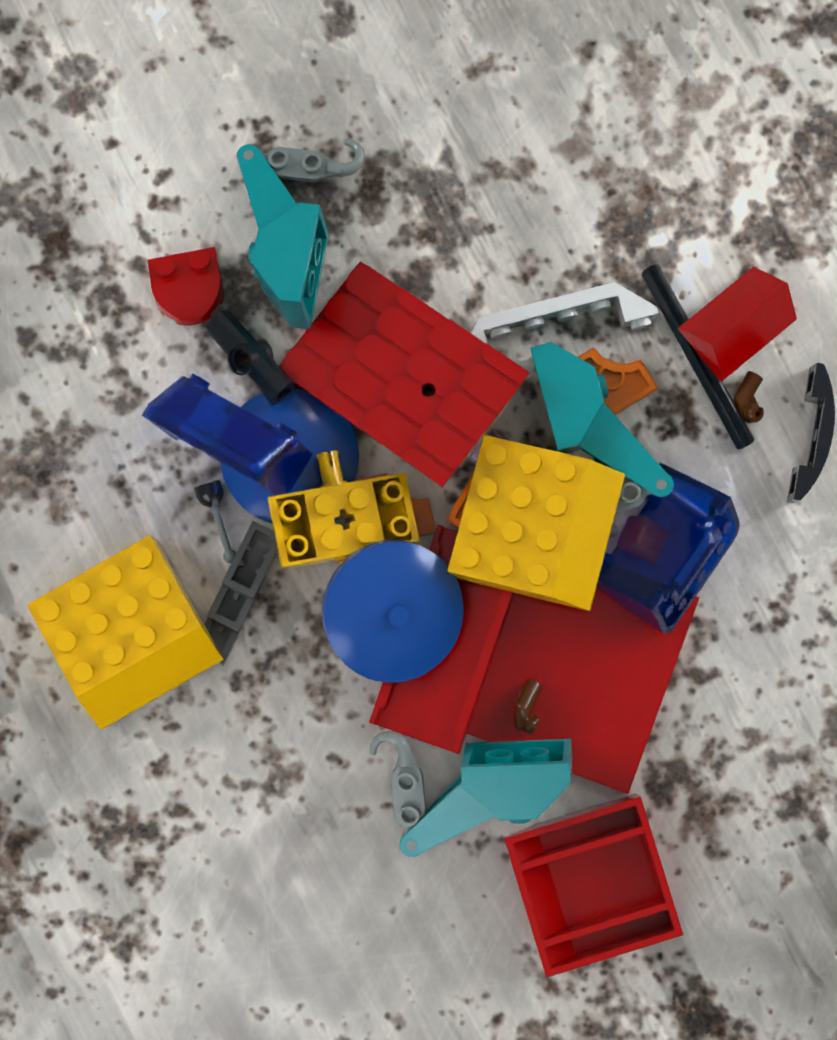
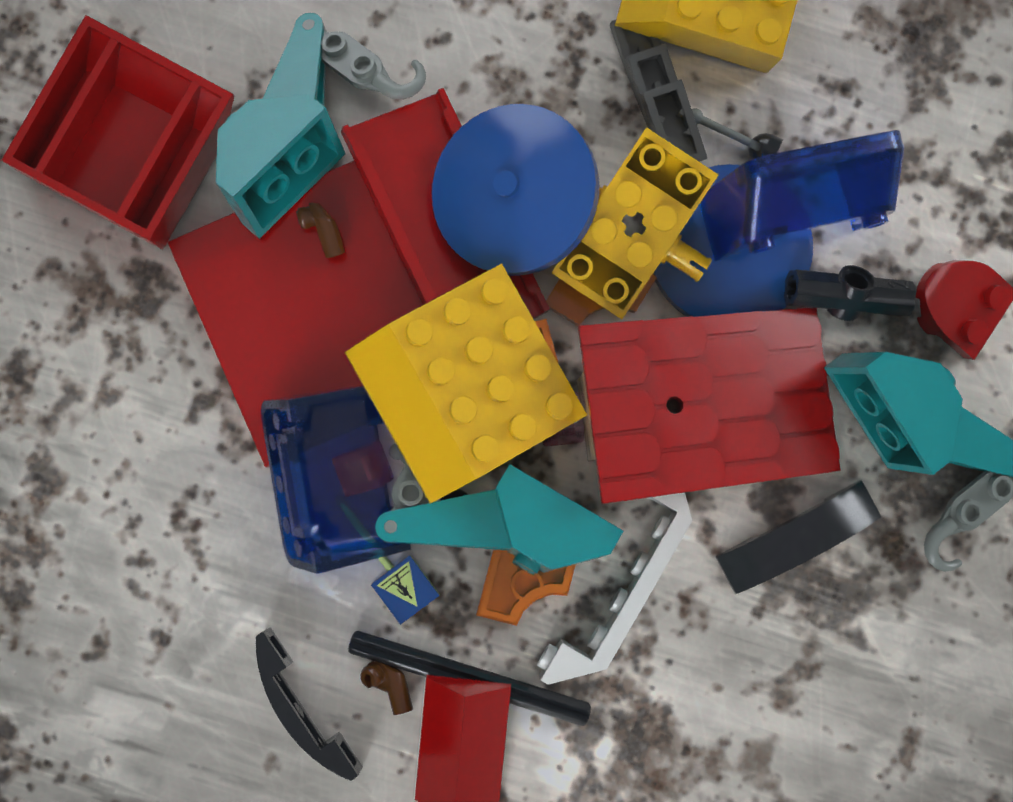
camera: 135 degrees right, 0 degrees up
(423, 245) = (799, 538): none -> black slope
(685, 445) = (404, 588): none -> blue piece

